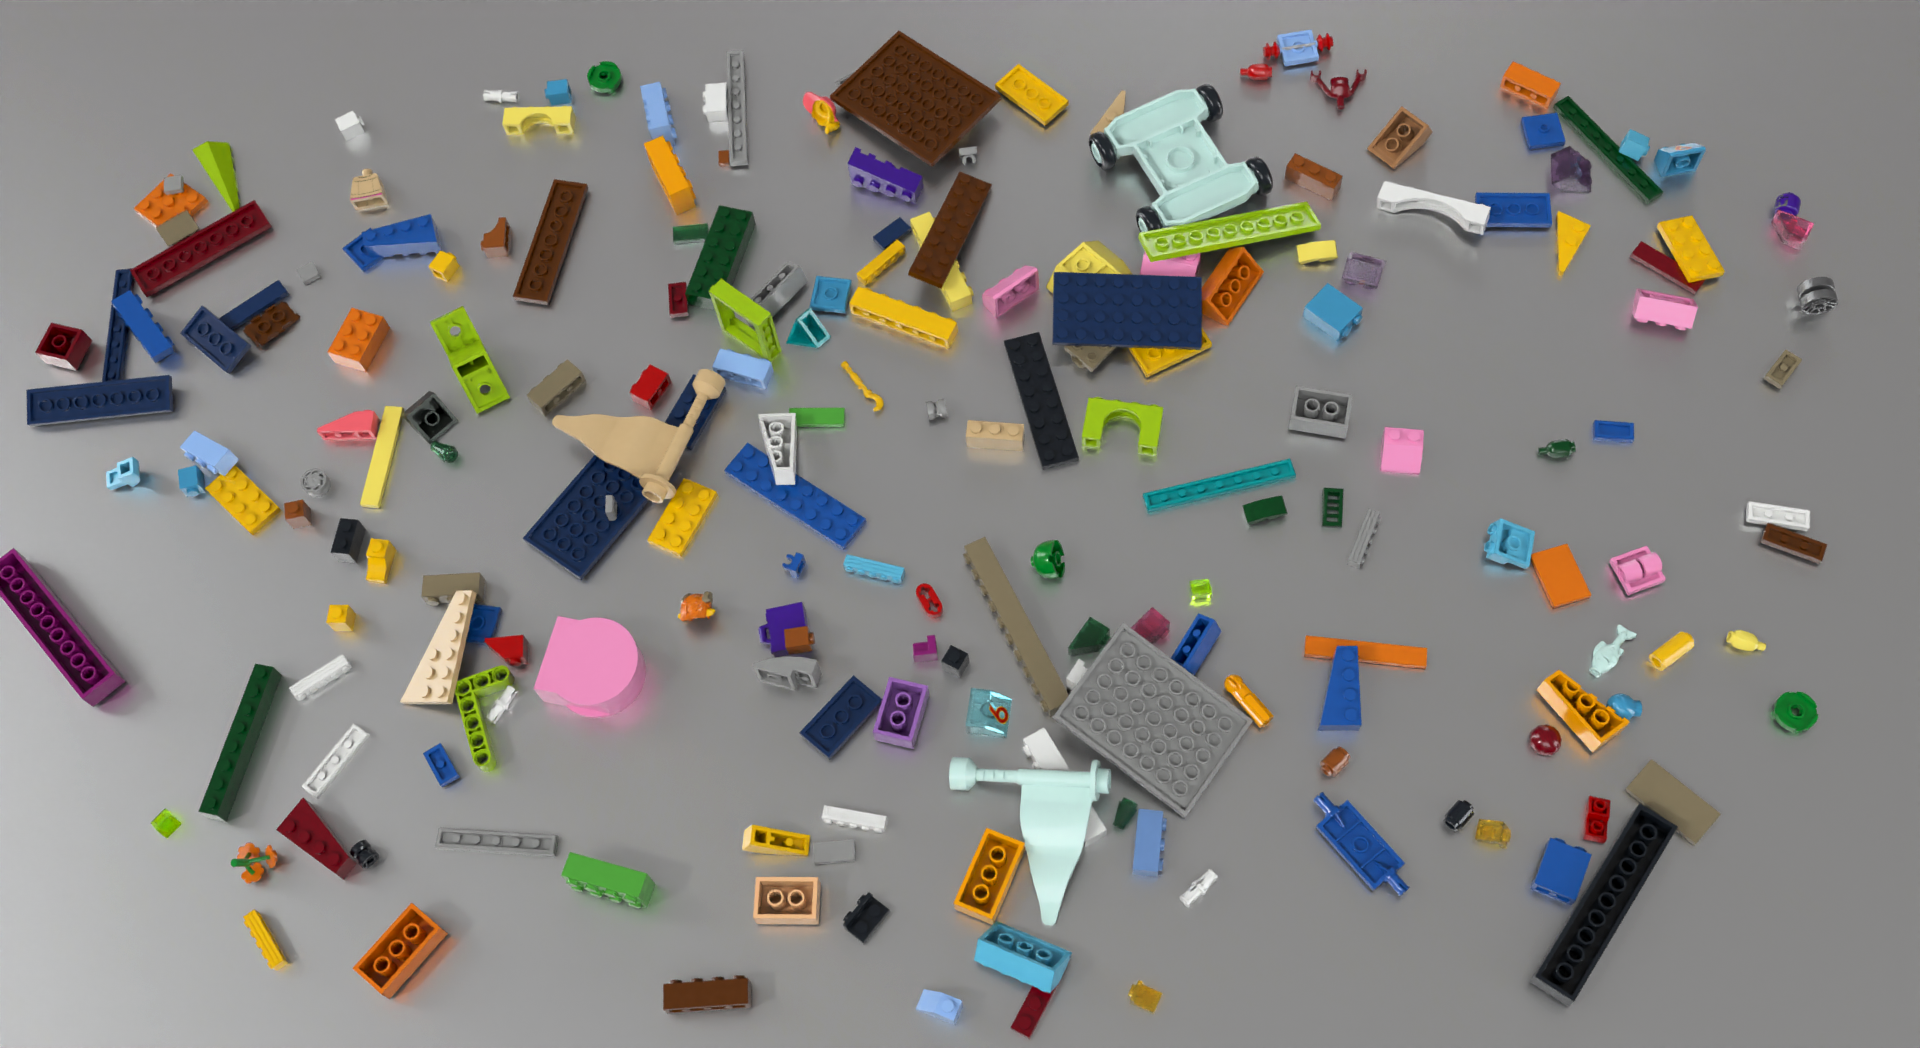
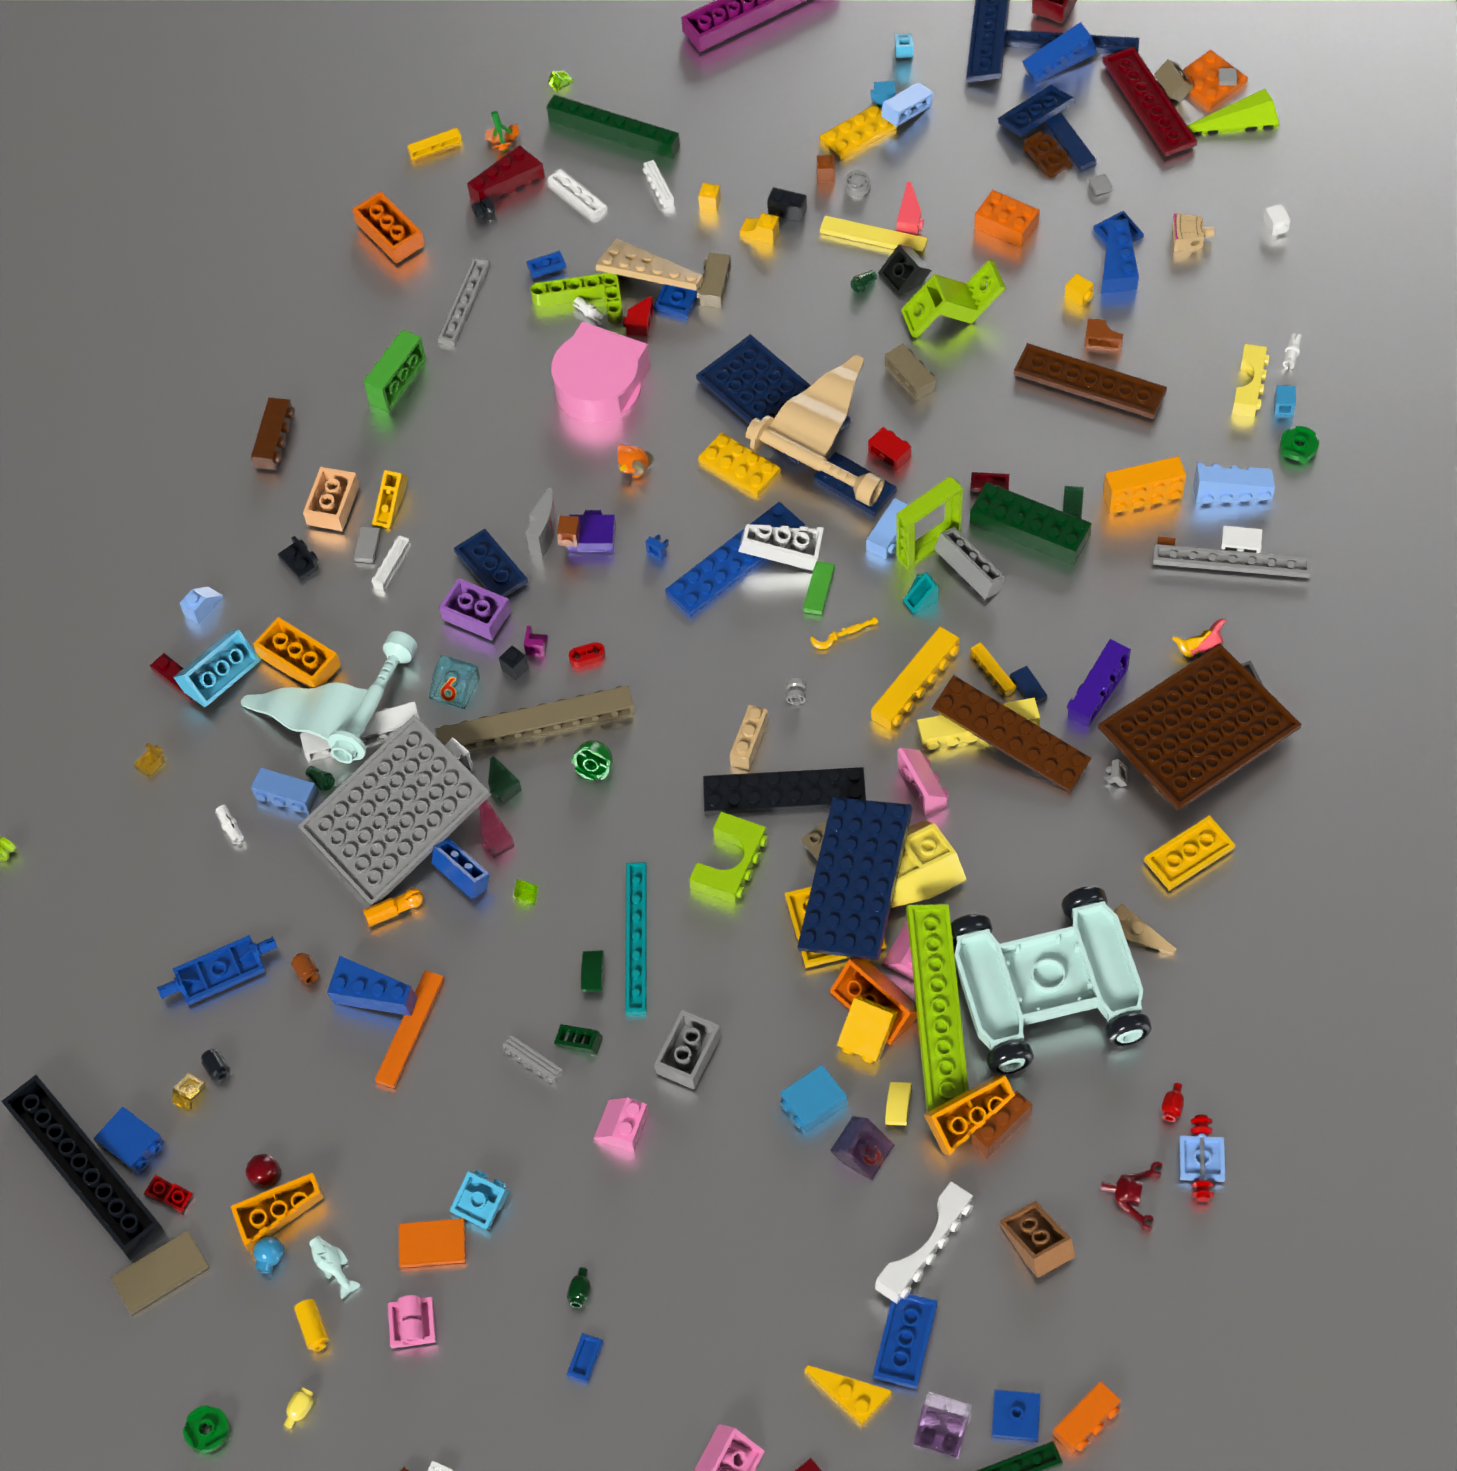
camera: 100 degrees right, 5 degrees down
(611, 507) = (756, 400): light grey tile -> none
(830, 294) = (963, 617): dark azure plate -> none
(874, 569) = (634, 613): medium azure piece -> none
(1262, 280) = (866, 1029): none -> yellow brick
(1314, 193) = (962, 1115): none -> light orange wedge

